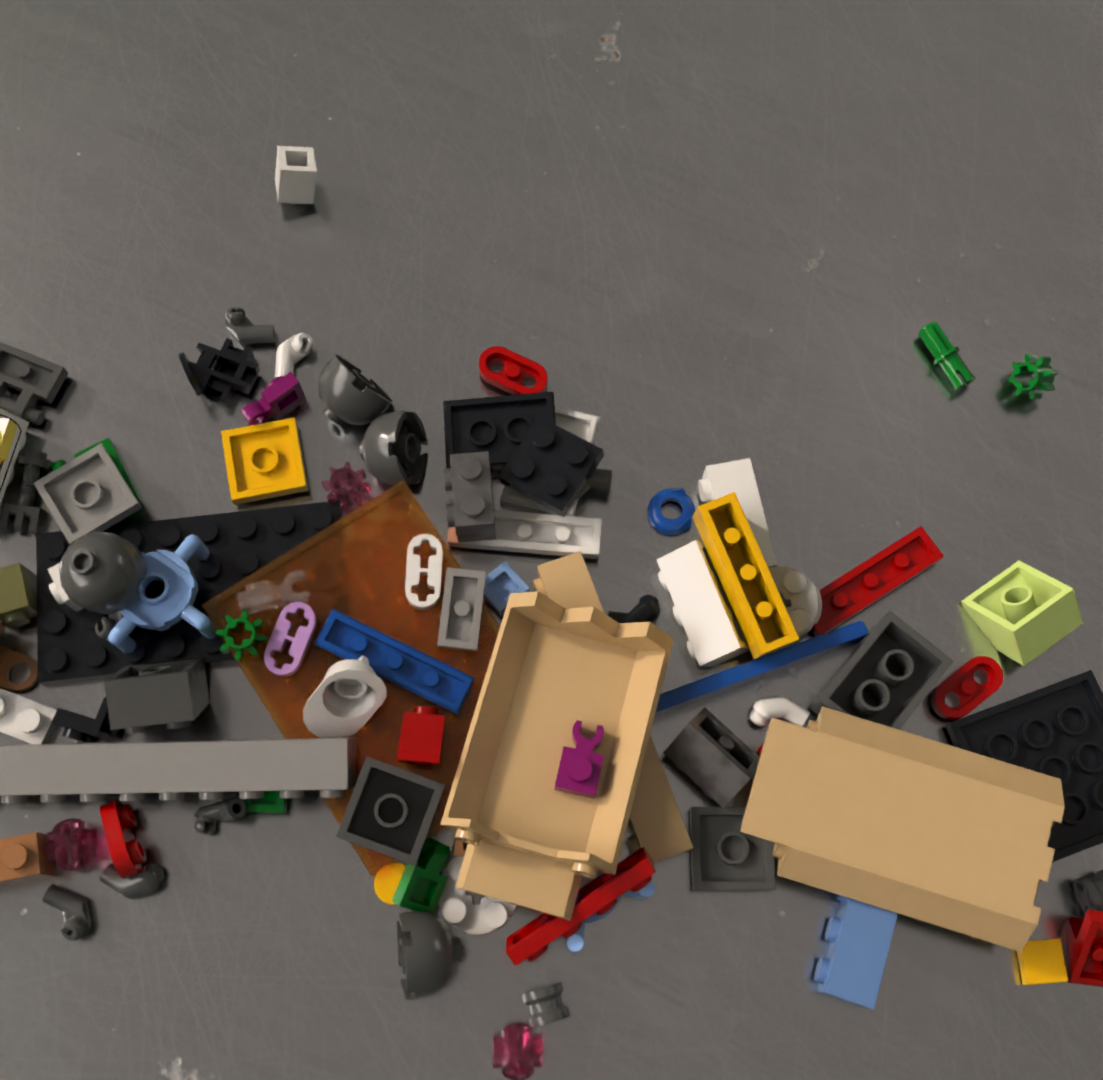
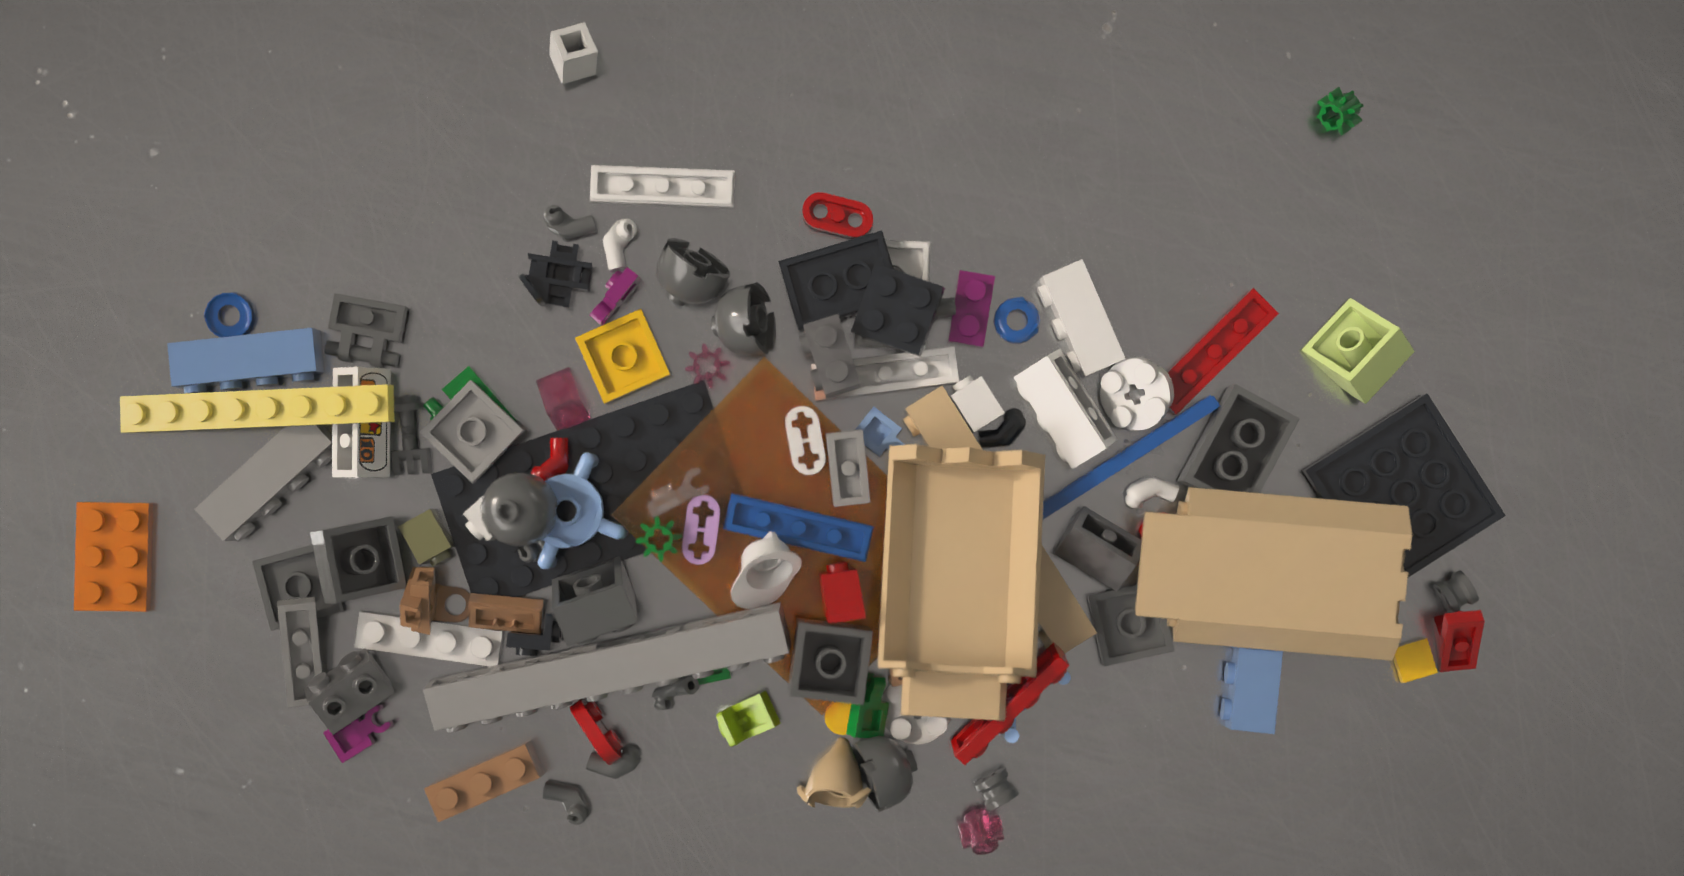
camera: 10 degrees left, 15 degrees up
(63, 689) = (505, 613): none -> medium nougat plate
(71, 844) = (554, 745): clear pink gear -> none
(168, 538) = (558, 460): none -> red arm
(191, 489) = (562, 399): none -> clear pink bracket
(289, 861) = (747, 718): none -> lime bracket
(349, 315) = (662, 186): none -> white tile
(367, 953) = (835, 780): none -> tan hat
(579, 766) = (986, 590): magenta plate -> none
(613, 580) = (975, 402): none -> white brick
(627, 490) = (972, 309): none -> magenta plate
(744, 576) = (1098, 383): yellow brick -> none
(945, 355) = (1253, 104): green axle -> none
(965, 689) = (1316, 433): red plate -> none

